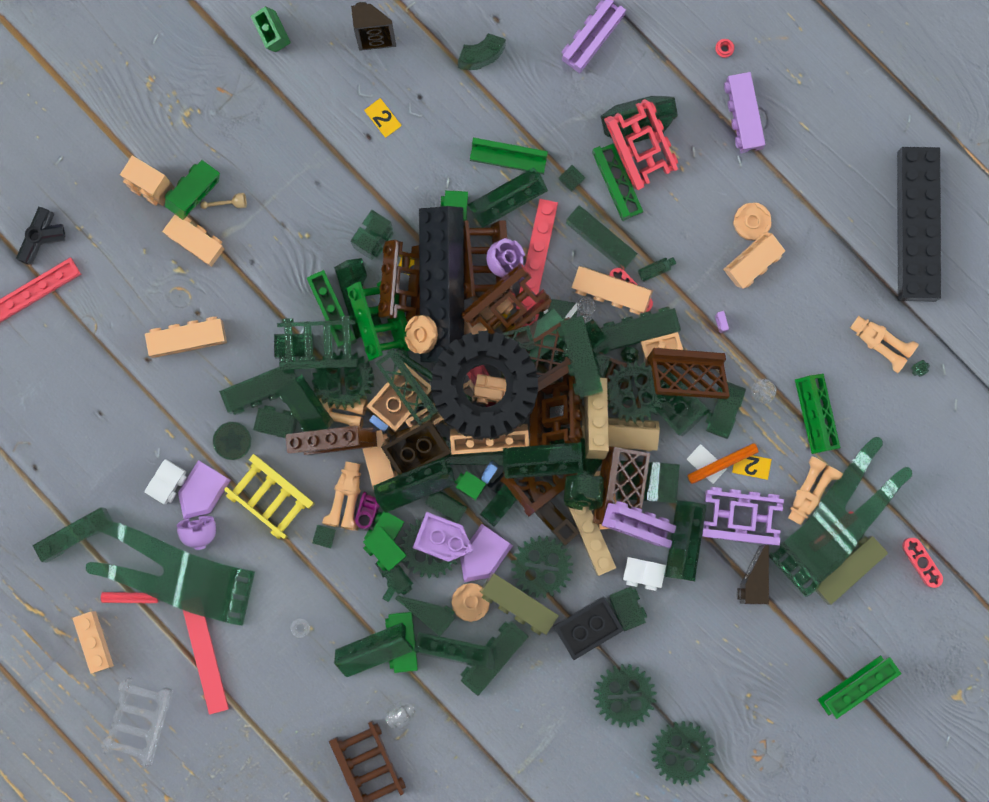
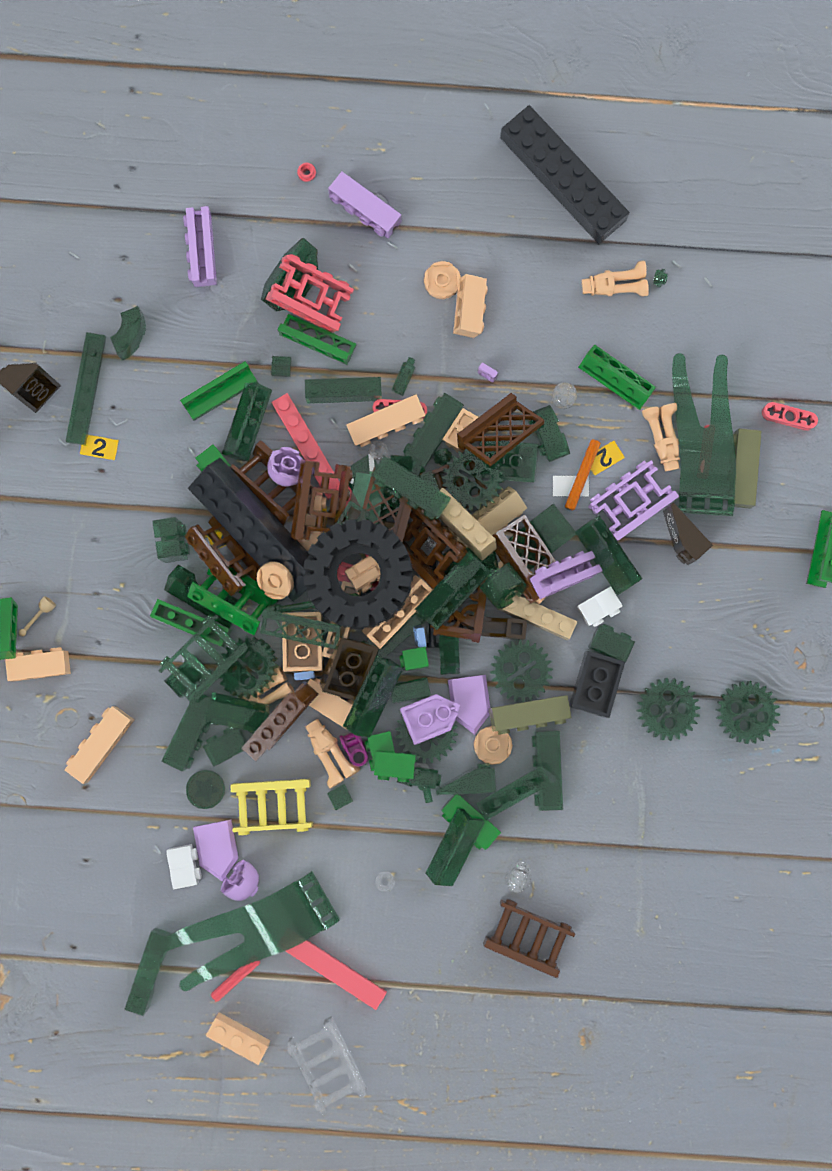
camera: 45 degrees left, 0 degrees up
(412, 65) = (85, 389): none -> clear green tile

